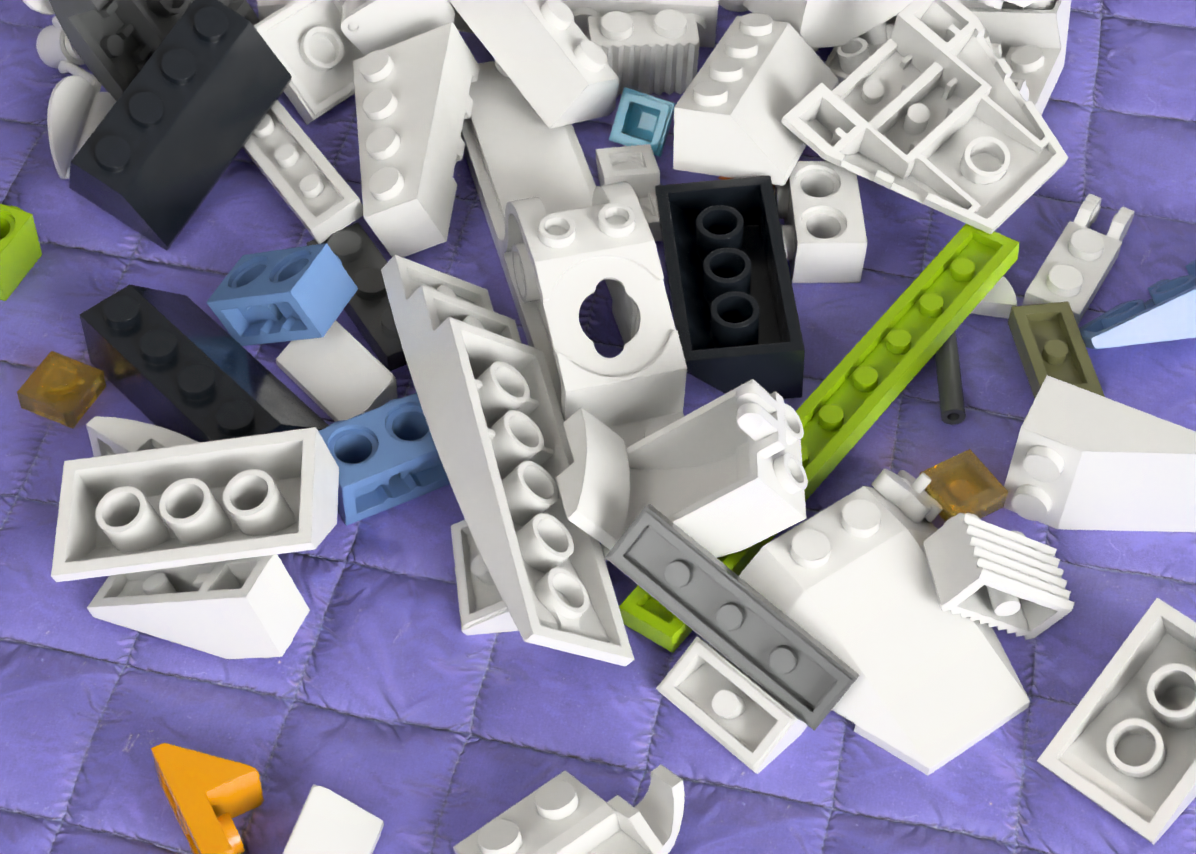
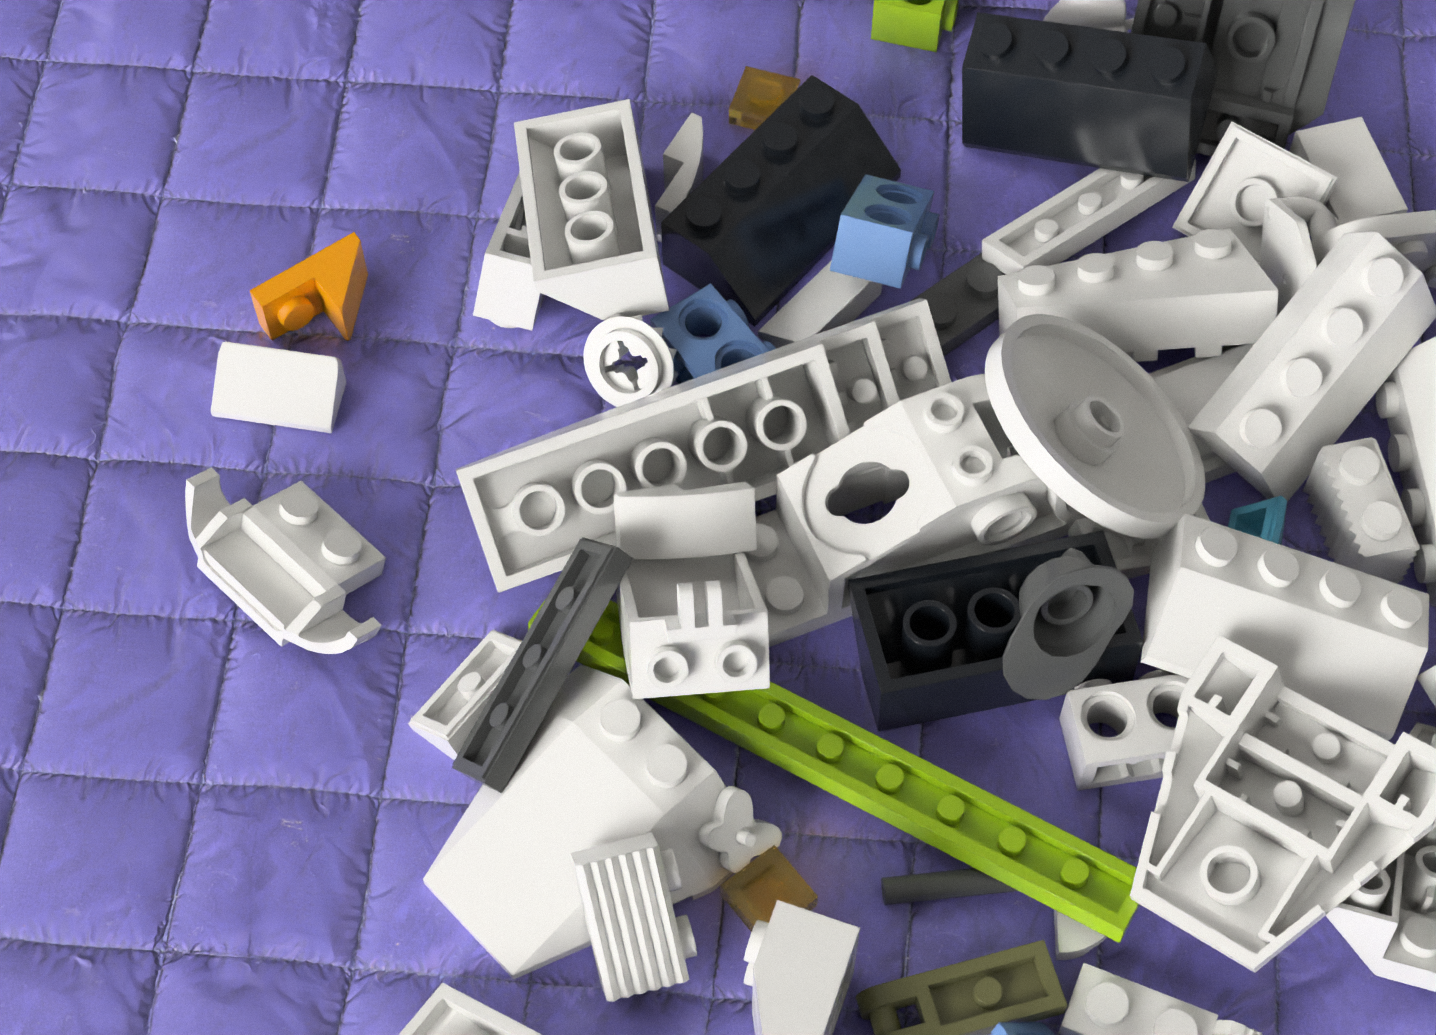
camera: 85 degrees right, 10 degrees up
(396, 497) = (620, 383): none -> white gear
(570, 156) = (1094, 426): none -> white dish
(747, 202) = (1064, 624): none -> dark grey piece

